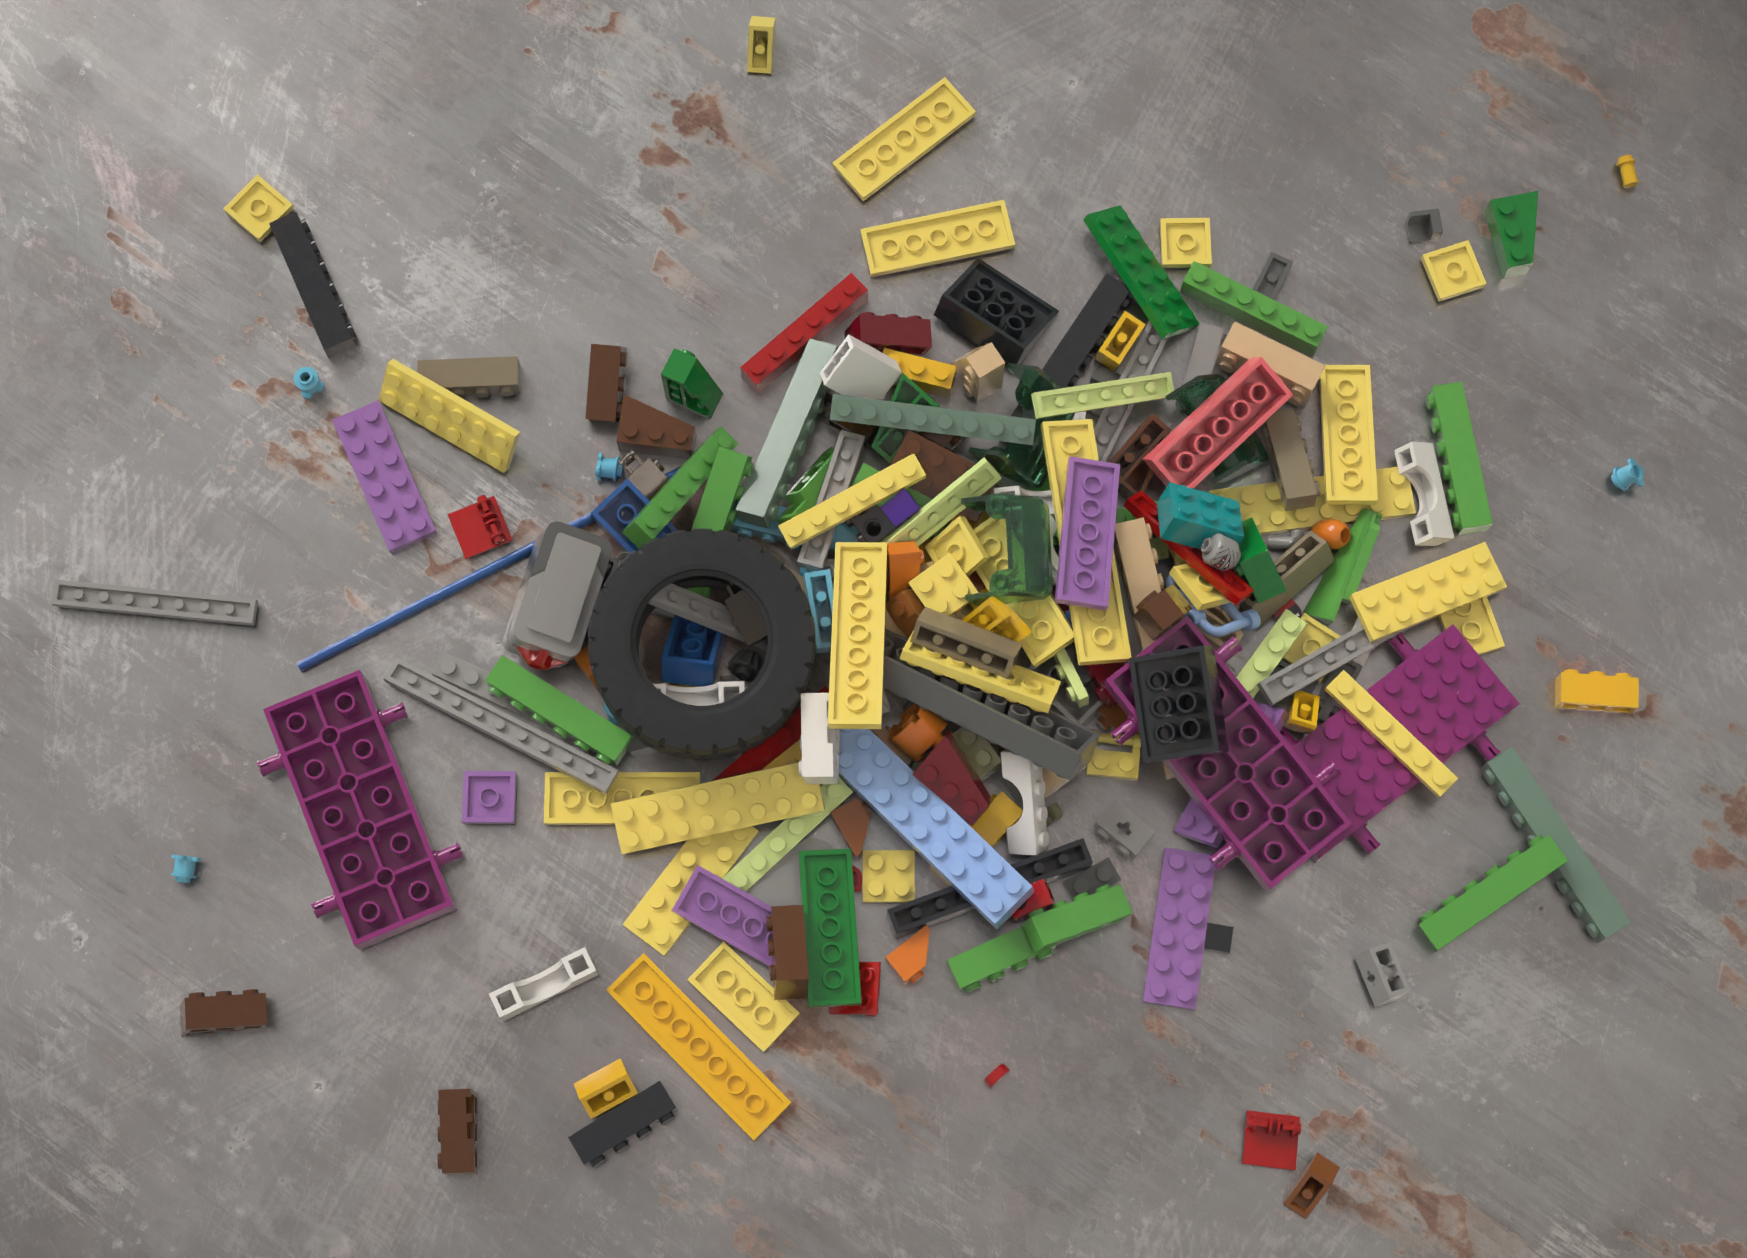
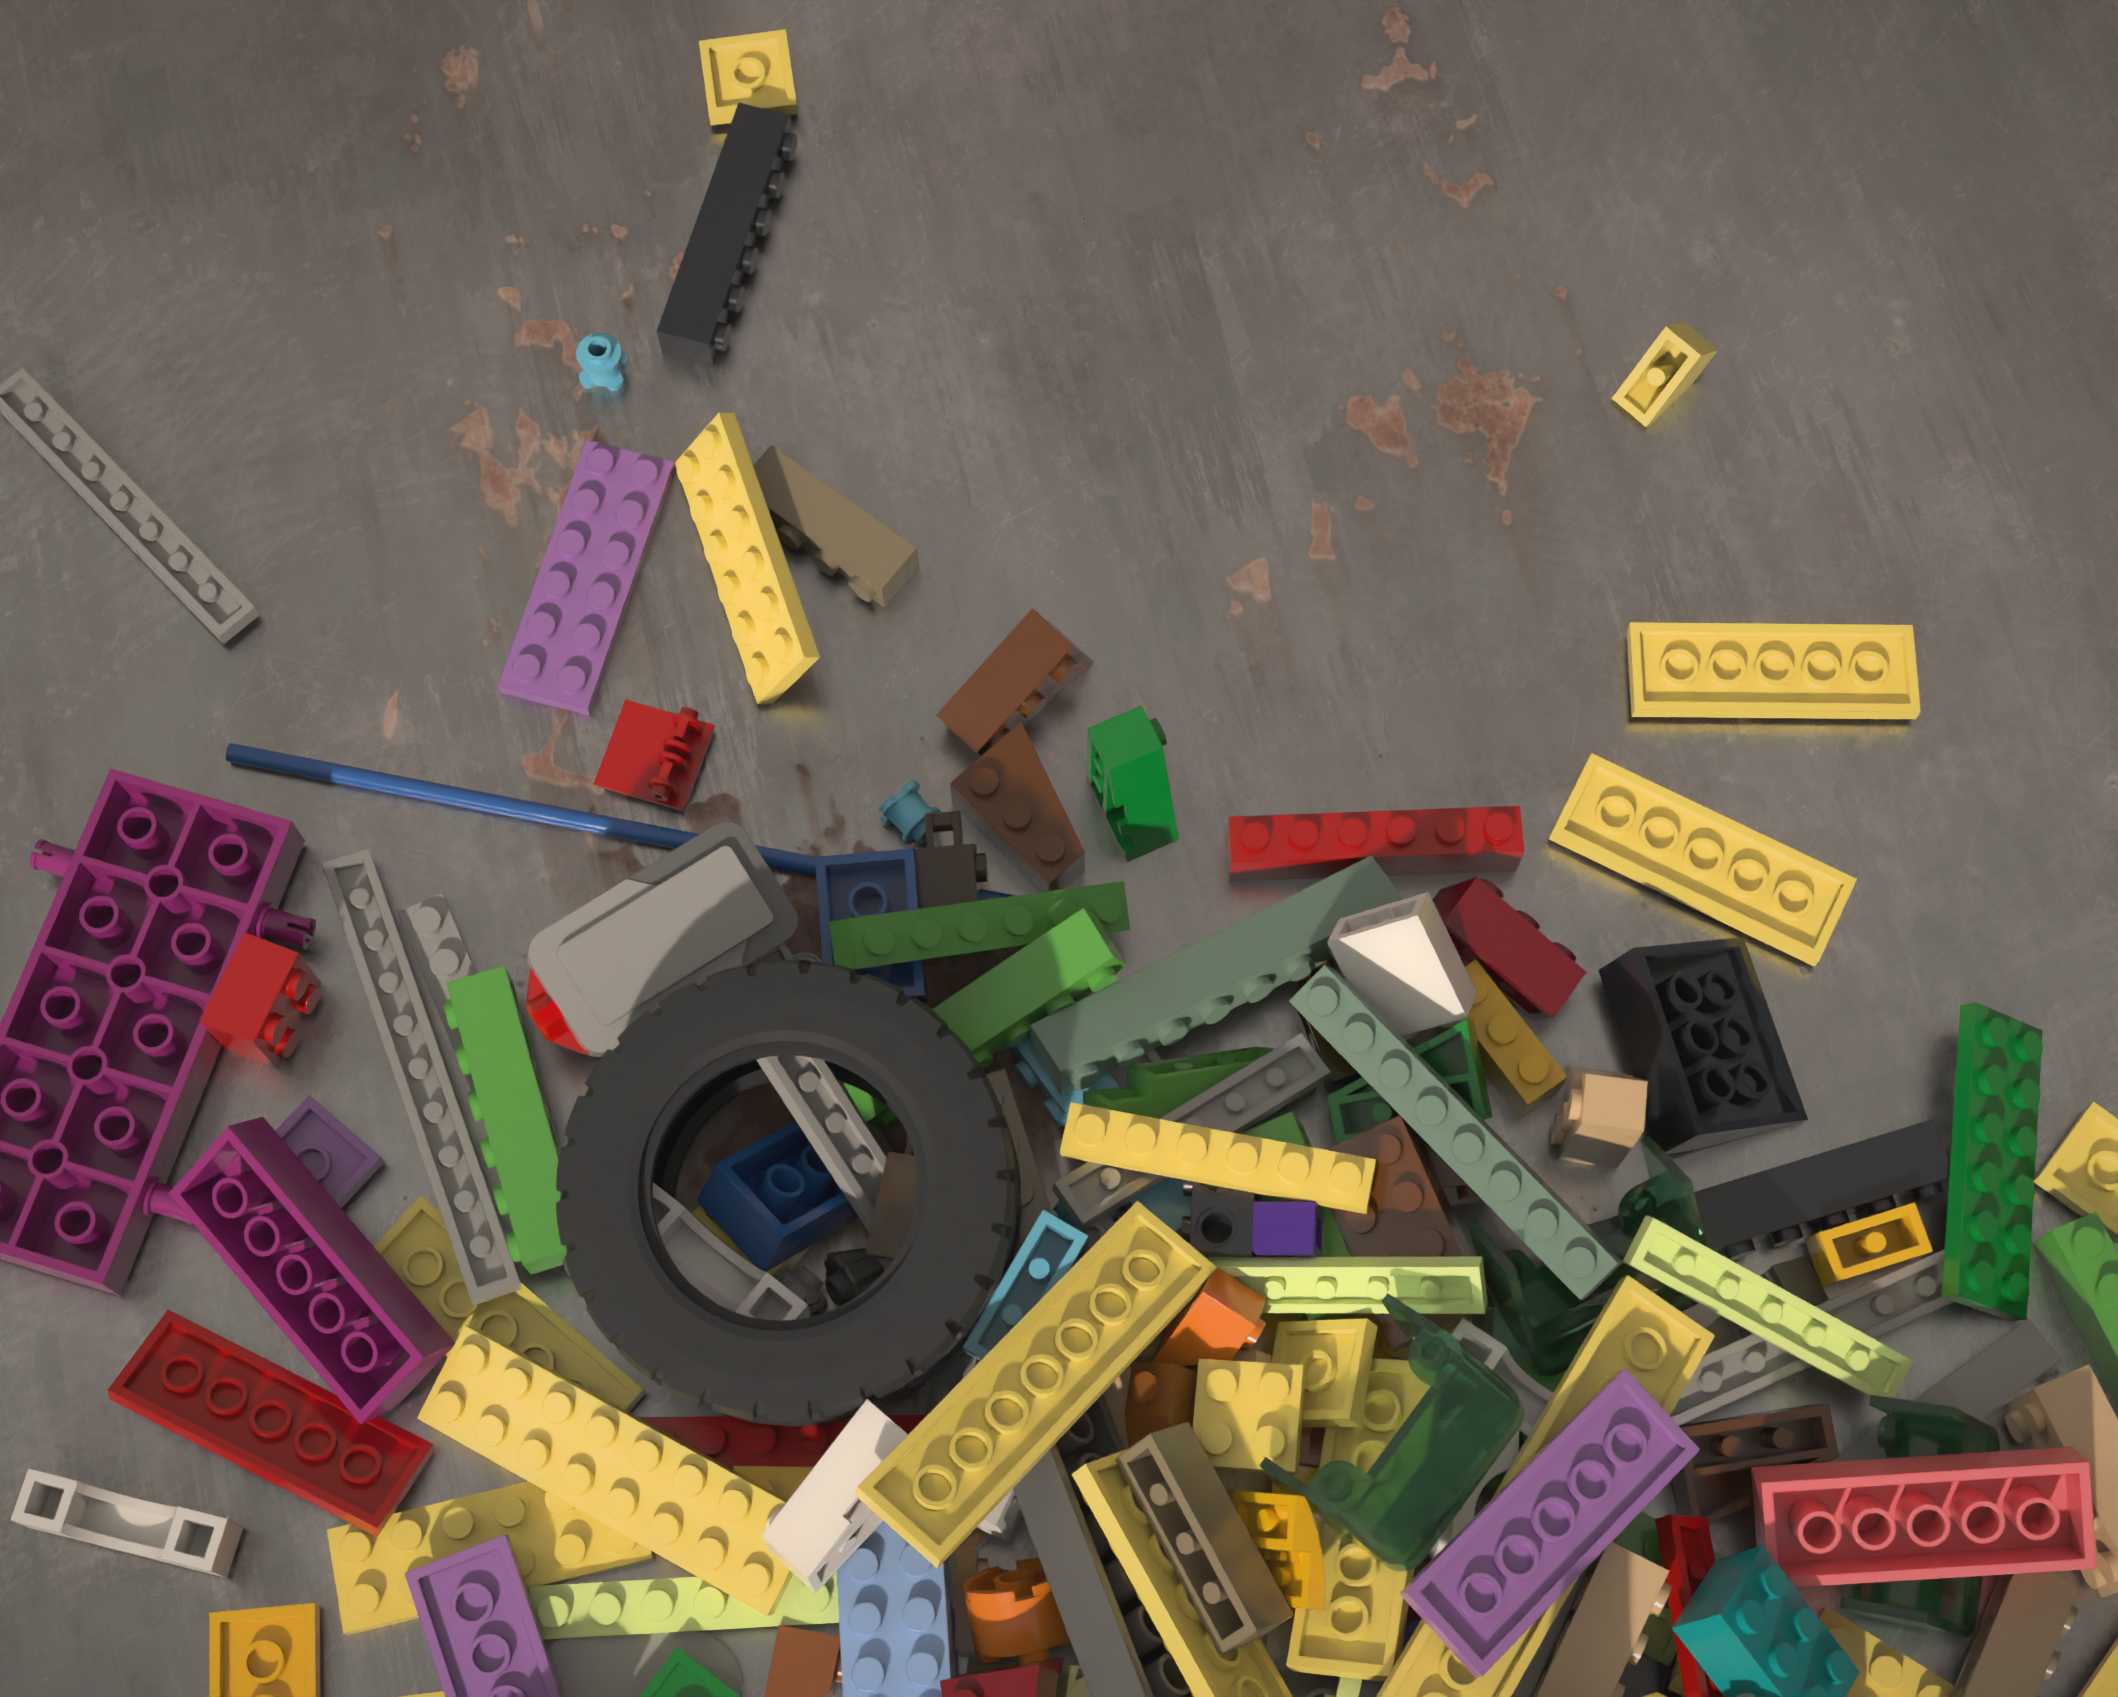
camera: 40 degrees right, 5 degrees down
(412, 750) = (261, 1001): none -> red brick
(529, 831) = (311, 1269): none -> magenta brick
(564, 903) = (270, 1422): none -> red plate

